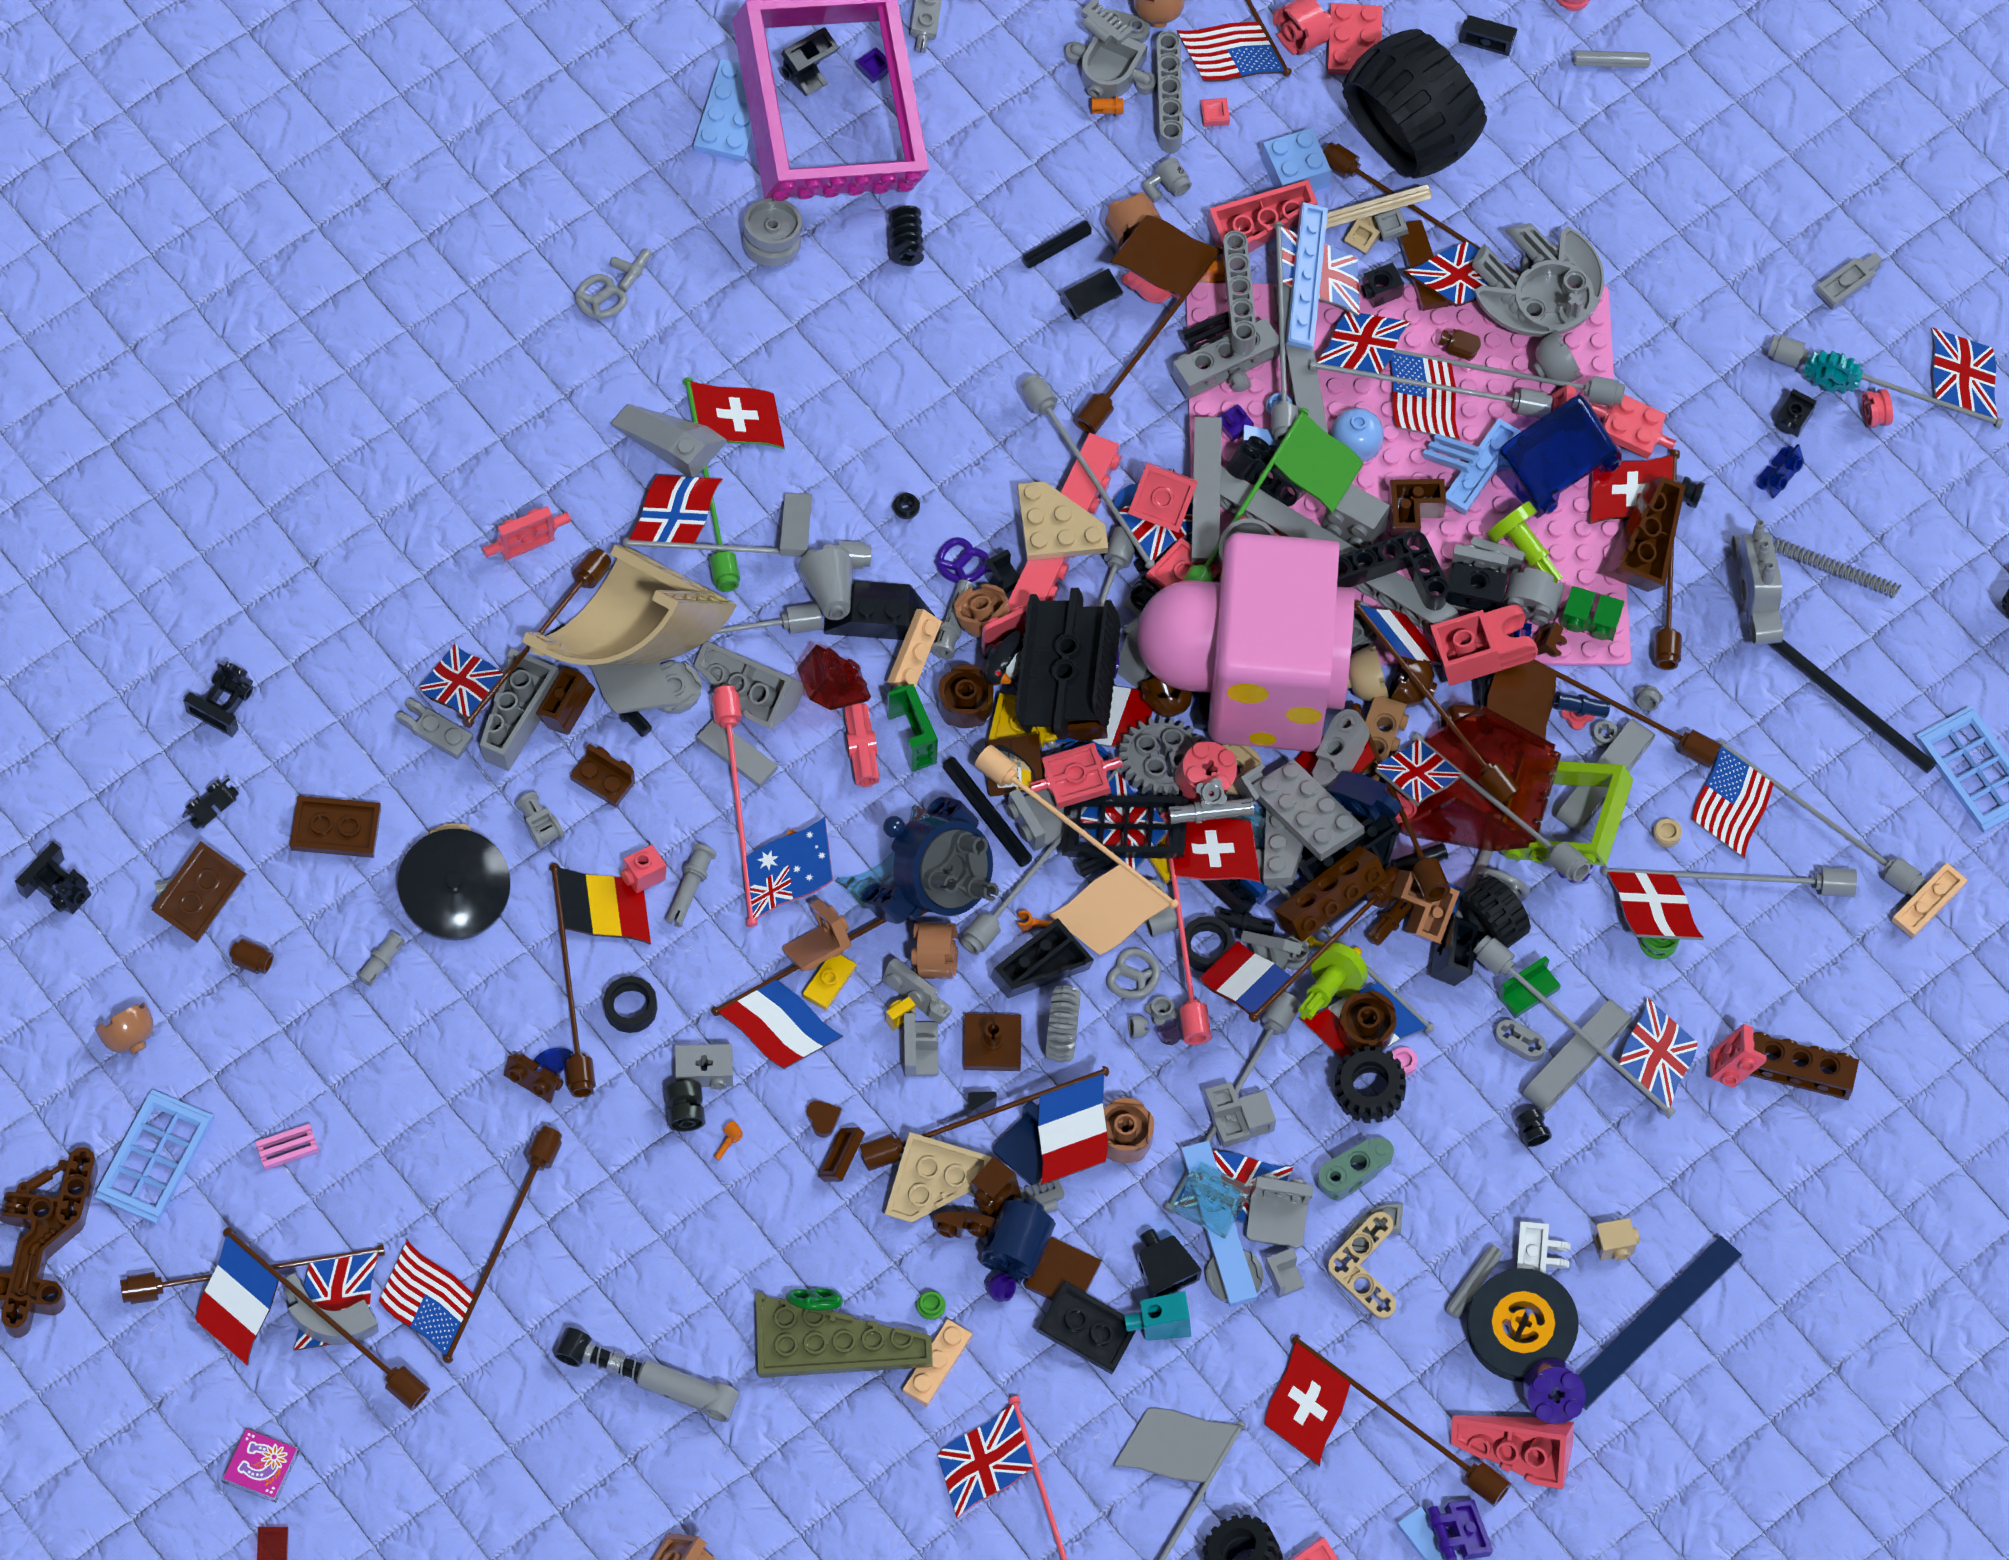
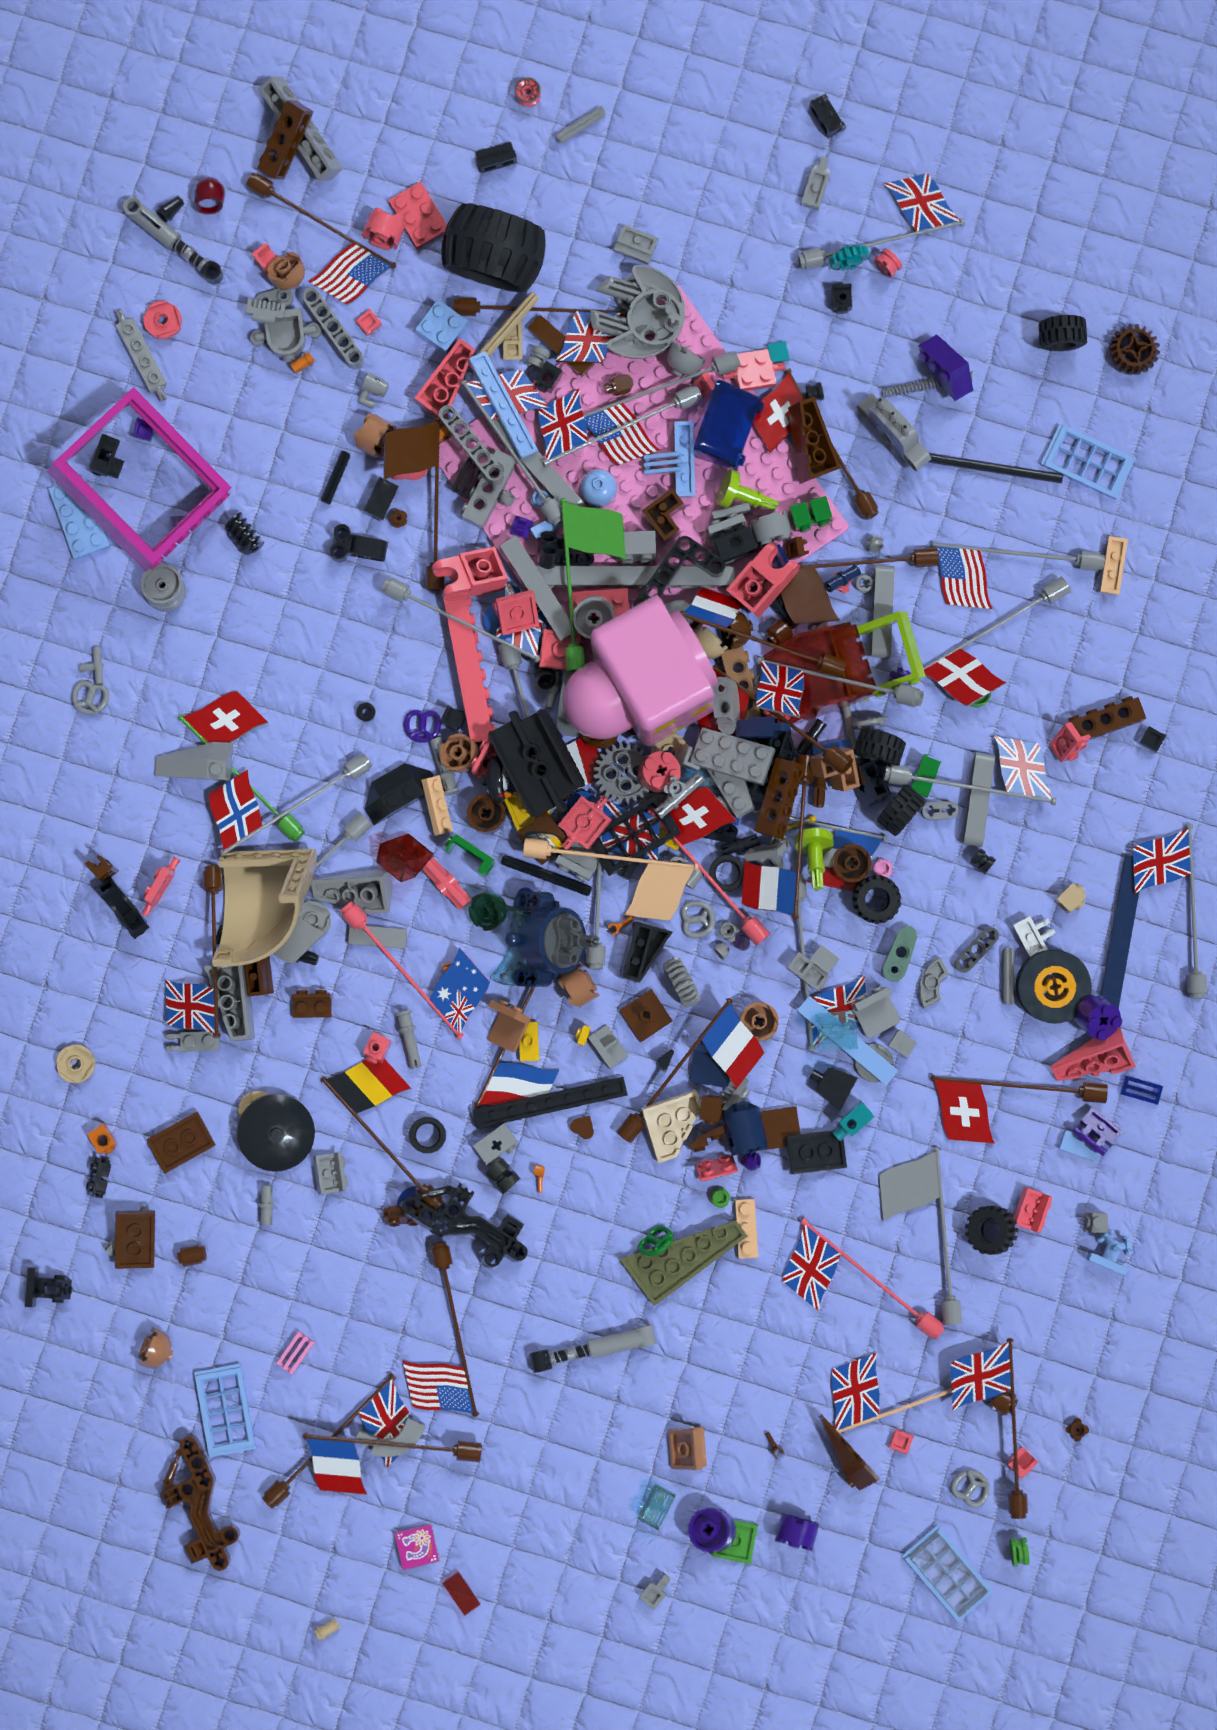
camera: 30 degrees left, 20 degrees up
(79, 1486) = (327, 1629): none -> tan pin
(226, 679) = (57, 1092): black tile -> none
(244, 754) = (95, 1135): none -> orange brick
(288, 678) = (65, 1066): none -> tan plate
(466, 528) = (122, 906): none -> black arch
(475, 476) = (103, 869): none -> reddish brown hinge
(482, 971) = (330, 1173): none -> light grey bracket
(539, 821) = (297, 1058): light grey connector -> none
(594, 1123) = (495, 1238): none -> black beam
(795, 524) = (311, 770): light grey tile -> none
(805, 1064) = (550, 1102): none -> black tile
(829, 579) = (359, 797): light grey cone -> none
(841, 1154) = (609, 1143): reddish brown tile -> none
(888, 797) = (488, 910): none -> clear green cylinder
(911, 985) = (584, 1016): light grey hinge -> none
(940, 1256) = (718, 1167): none -> coral hinge
(1027, 326) = (358, 546): none -> black piece
(1057, 525) = (465, 669): tan plate -> none
(1097, 335) = (398, 523): none -> reddish brown plate
(1137, 427) = (472, 573): none -> coral brick
(1356, 1272) = (940, 1016): tan beam -> none
(1389, 255) = (538, 357): none -> light grey wheel
(1391, 224) = (525, 331): light grey tile -> none
(1433, 1224) = (990, 943): none -> dark grey beam
(1471, 999) = (901, 810): none -> black tyre
(1542, 1530) = (1125, 1086): none -> clear blue tile
(1587, 214) = (635, 244): none -> light grey plate
(1667, 833) = (939, 622): tan tile -> none
(1677, 426) = (778, 352): none -> teal tile
(1766, 1275) = (1164, 862): none -> flag
(1788, 462) = (857, 333): clear blue hinge -> none
(1845, 1124) = (1152, 739): none -> black plate
(1871, 556) = (946, 366): none -> dark purple wedge
(1912, 217) = (826, 116): none -> black hinge

